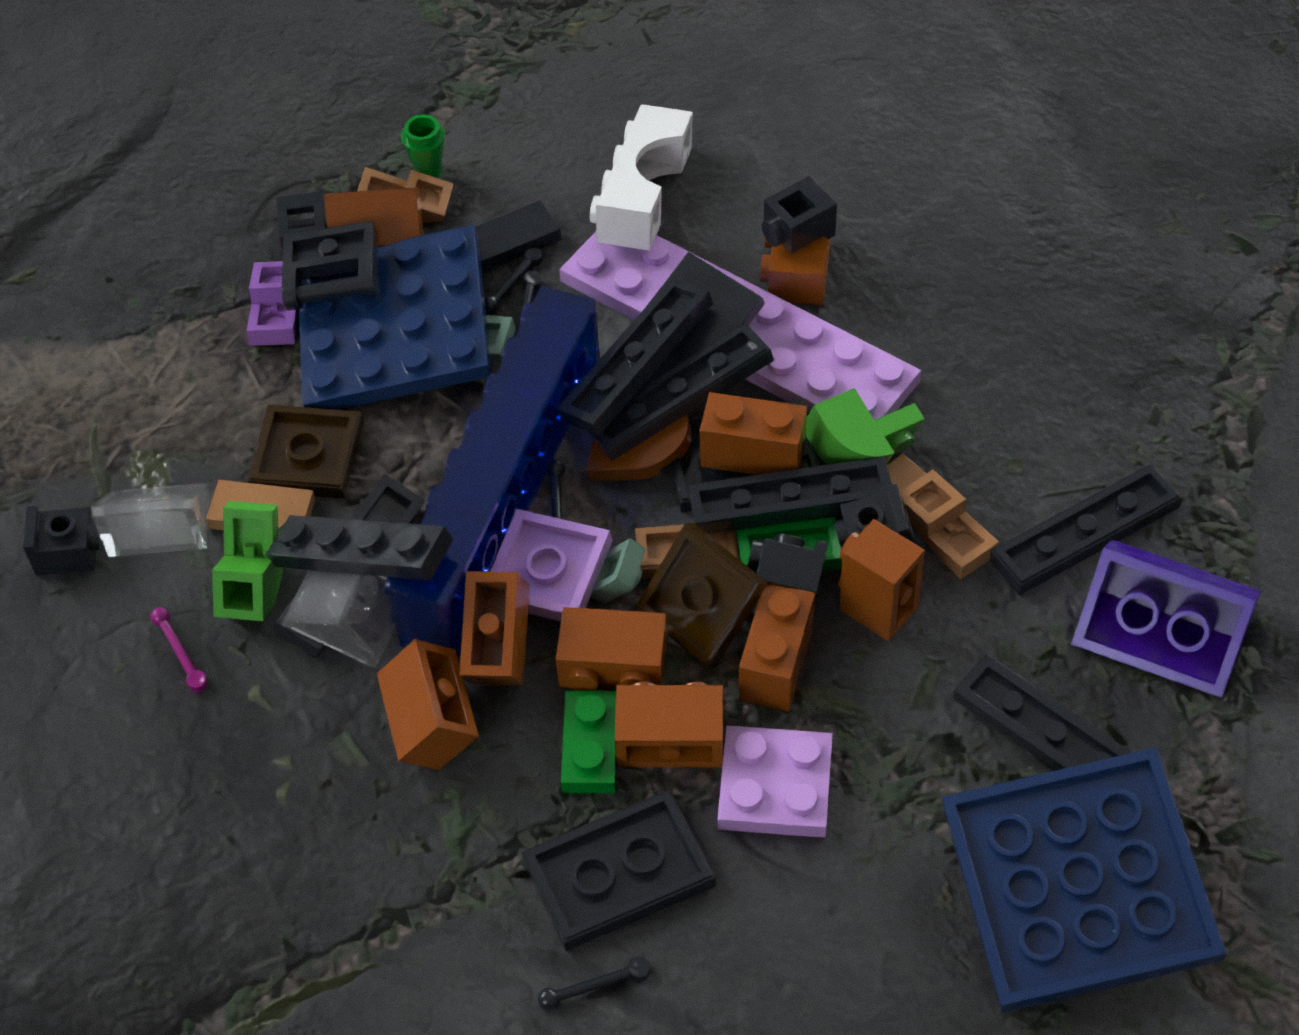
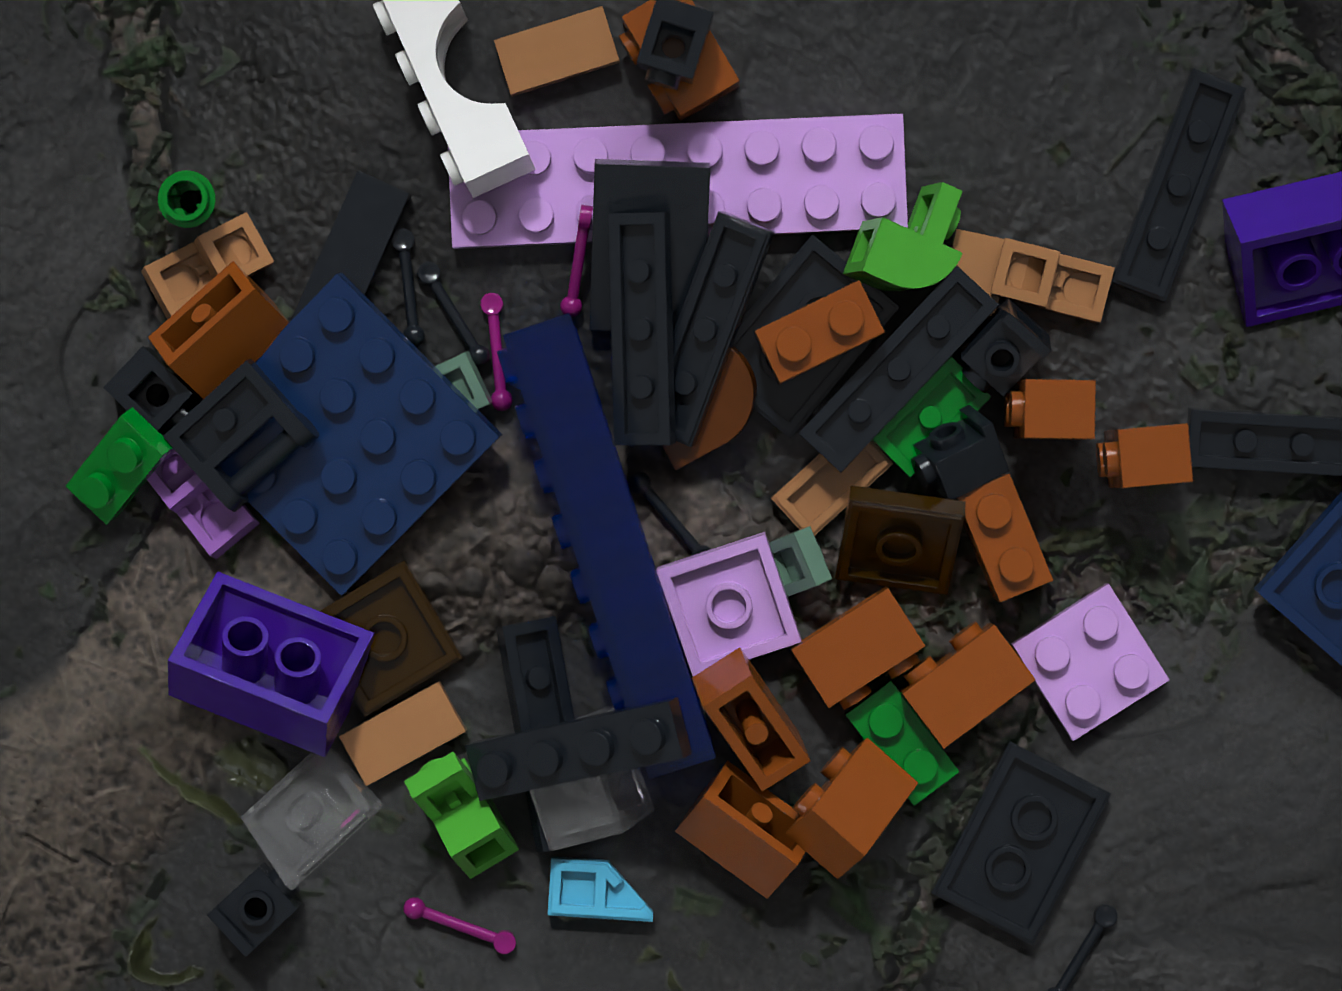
camera: 40 degrees left, 35 degrees up
(216, 403) = (269, 663): none -> dark purple slope
(243, 248) = (119, 466): none -> green plate
(285, 688) = (593, 891): none -> medium azure tile
(512, 733) = (851, 807): none -> dark orange brick
(605, 344) = (571, 303): none -> magenta hinge
(719, 217) = (556, 51): none -> medium nougat tile
(926, 649) = (1145, 456): none -> dark orange brick

